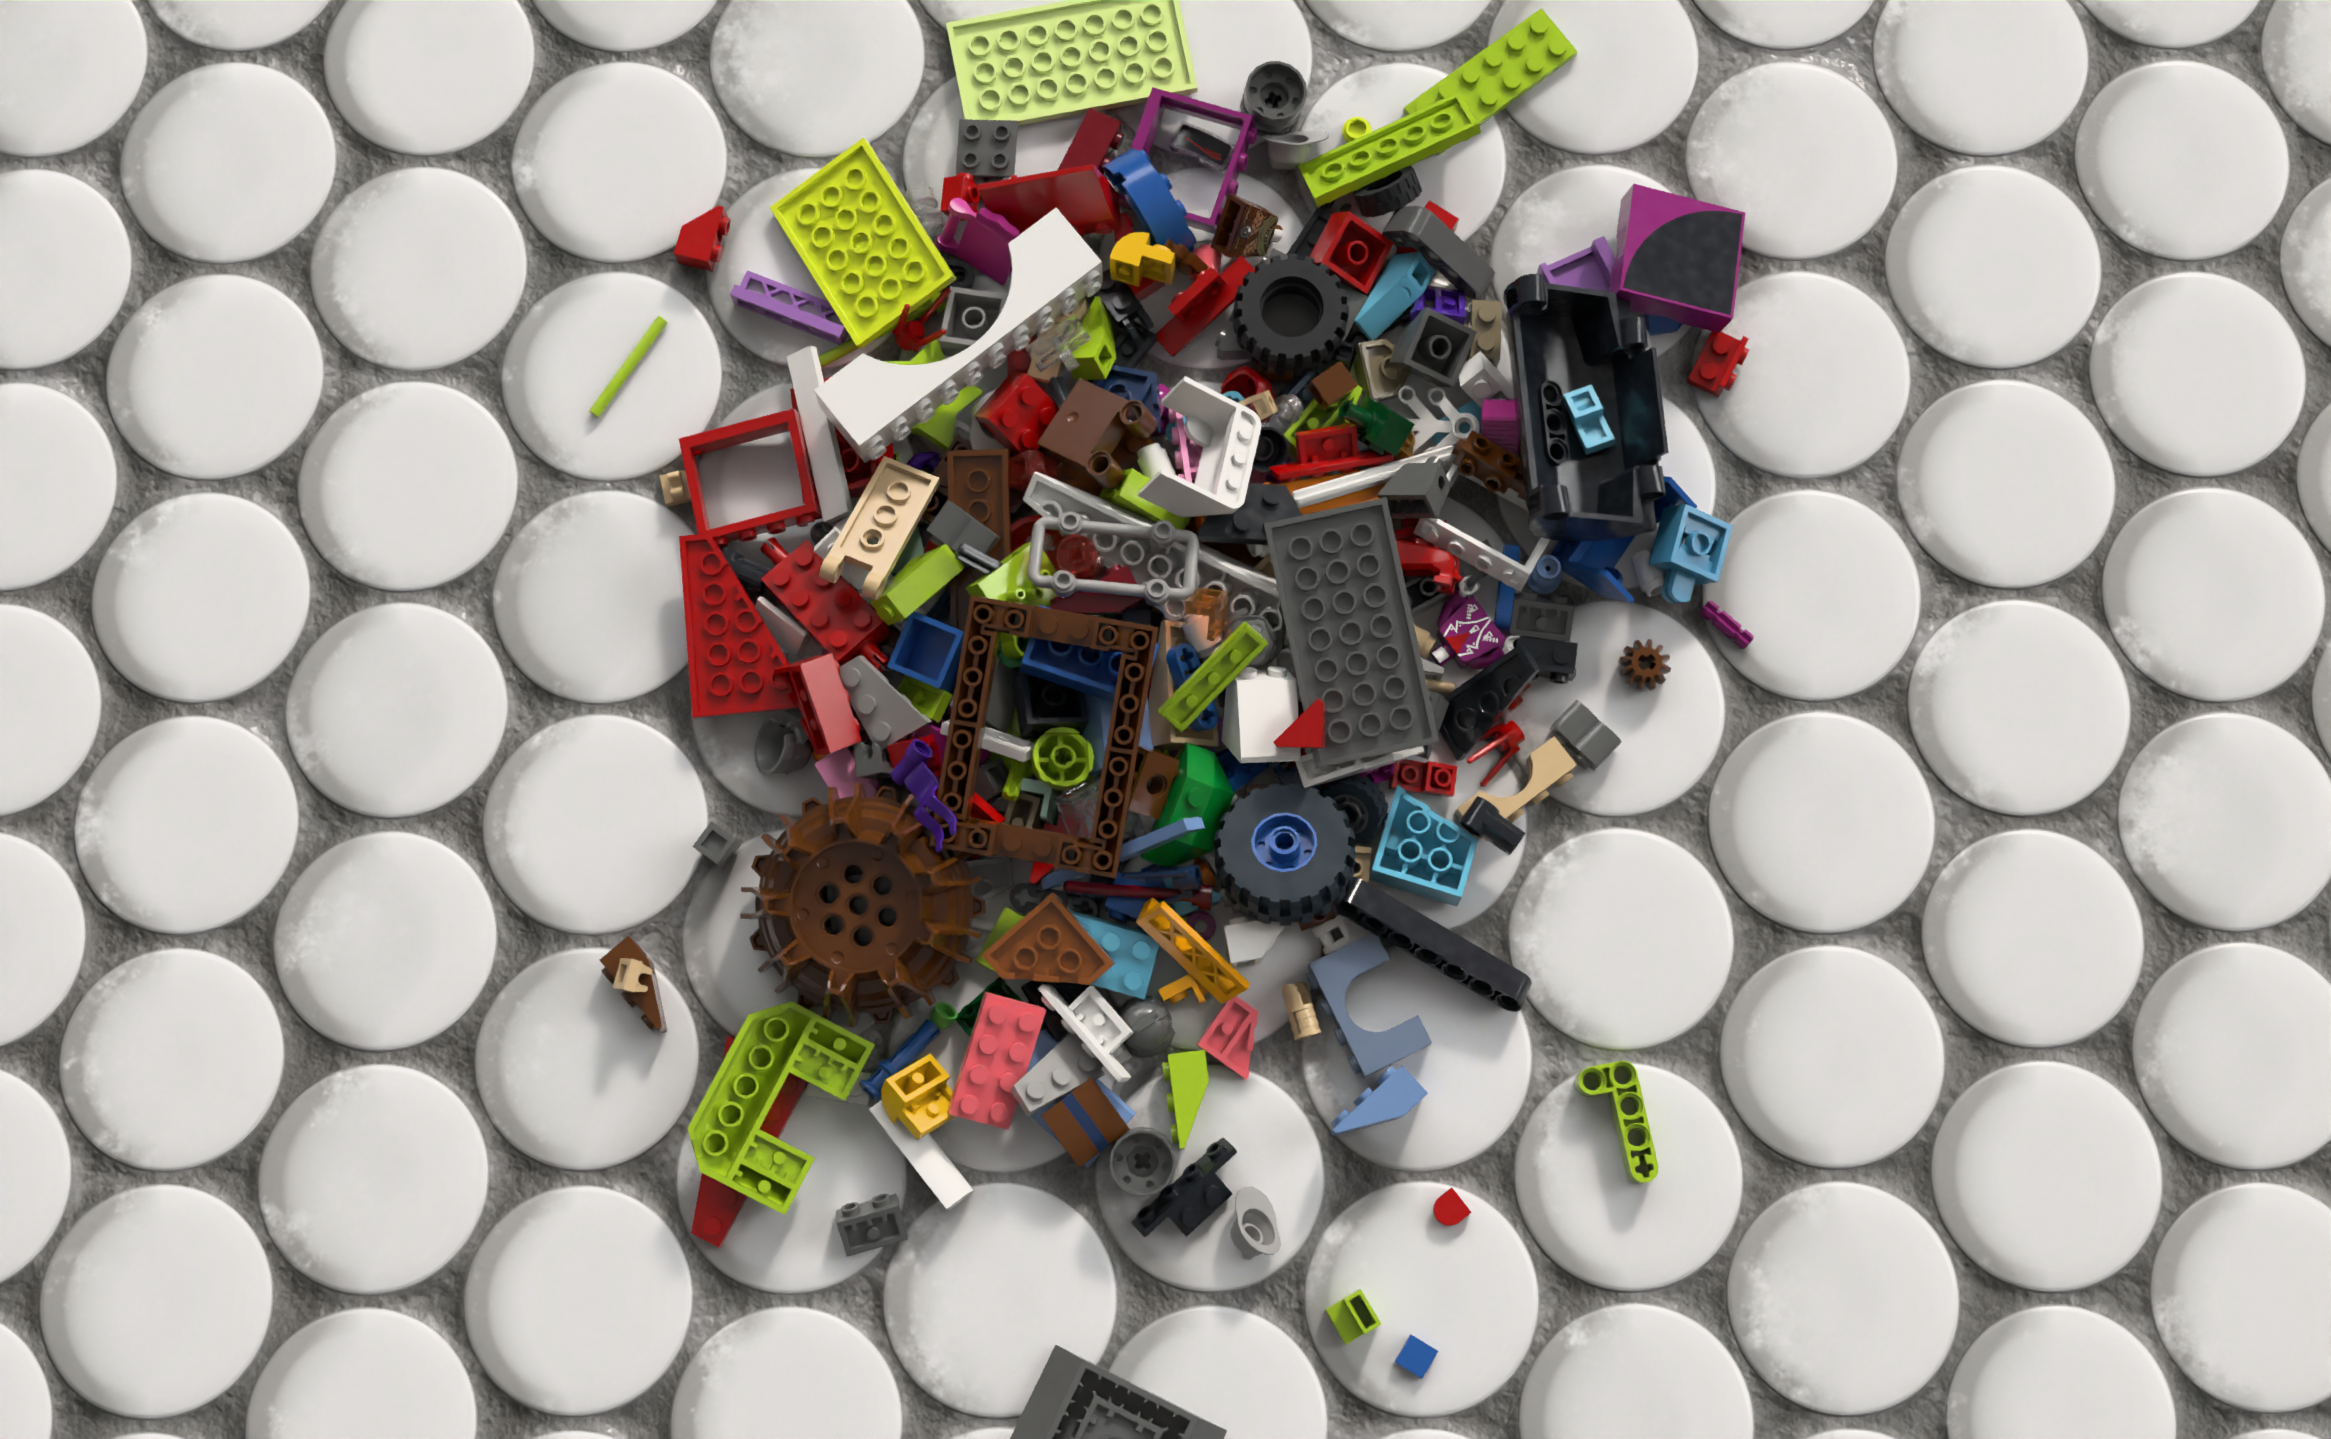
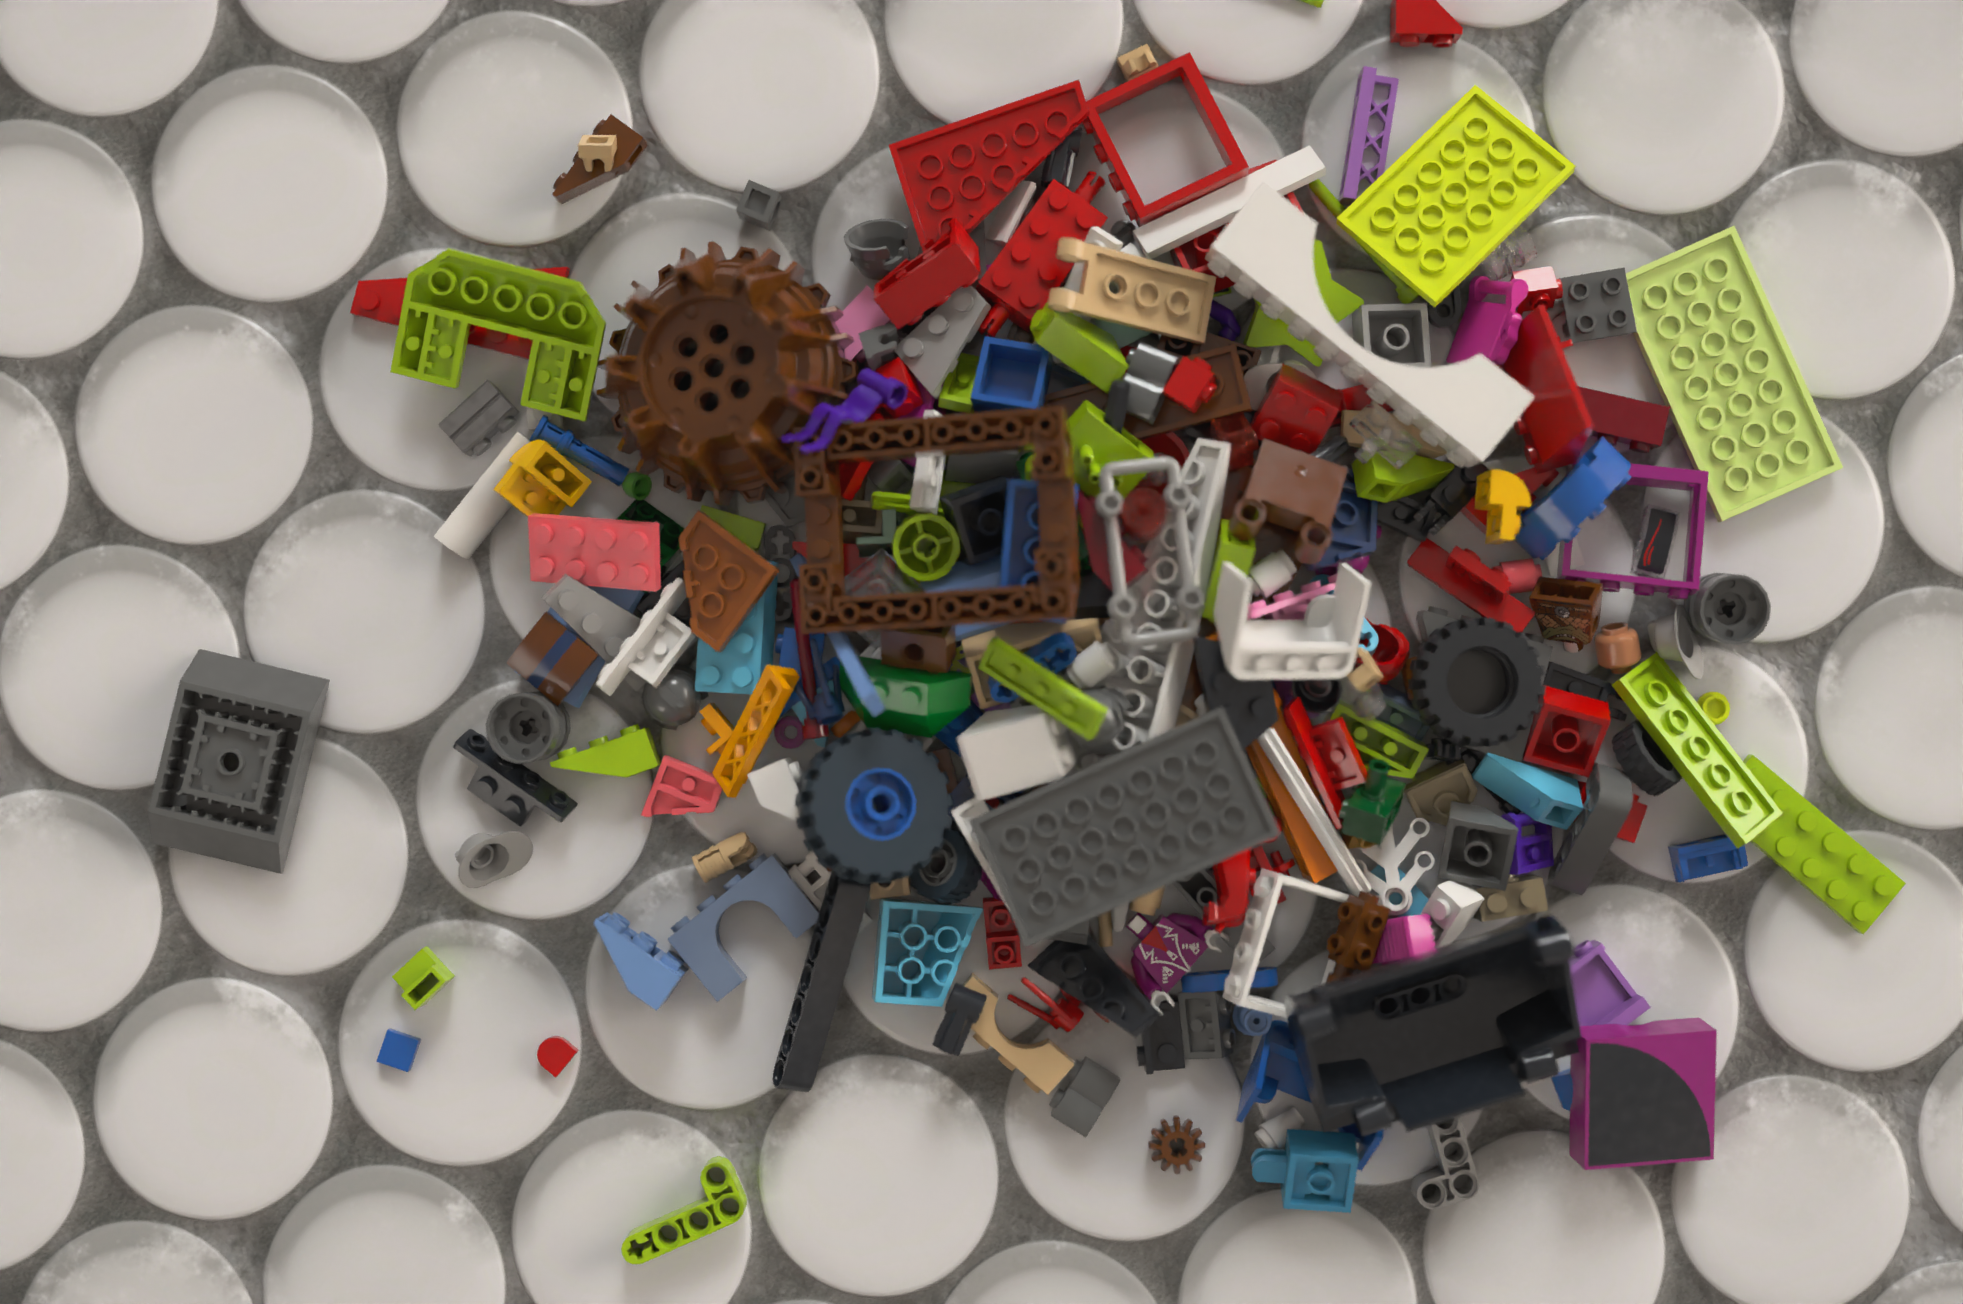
camera: 75 degrees right, 10 degrees up
(847, 1147) = (479, 419): none -> flat silver brick
(871, 1224) = (407, 462): dark grey bracket -> none
(911, 334) = (1366, 274): red plant -> none
(974, 494) = (1191, 384): none -> red brick
(1185, 261) = (1513, 554): reddish brown plate -> none
(1211, 604) = (1121, 667): clear orange panel -> none
(1286, 196) = (1617, 647): none -> nougat head
(1306, 730) = (1002, 802): red slope -> none
(1331, 385) = (1404, 745): reddish brown panel -> none
(1417, 490) = (1306, 863): dark grey torso -> none
(1484, 163) = (1706, 857): none -> blue hinge
(1588, 419) = (1432, 1033): medium azure slope -> none
(1710, 437) = (1448, 1169): none -> light grey beam
(1716, 363) = (1535, 1159): red bracket -> none
(1726, 624) = (1242, 1224): magenta axle -> none

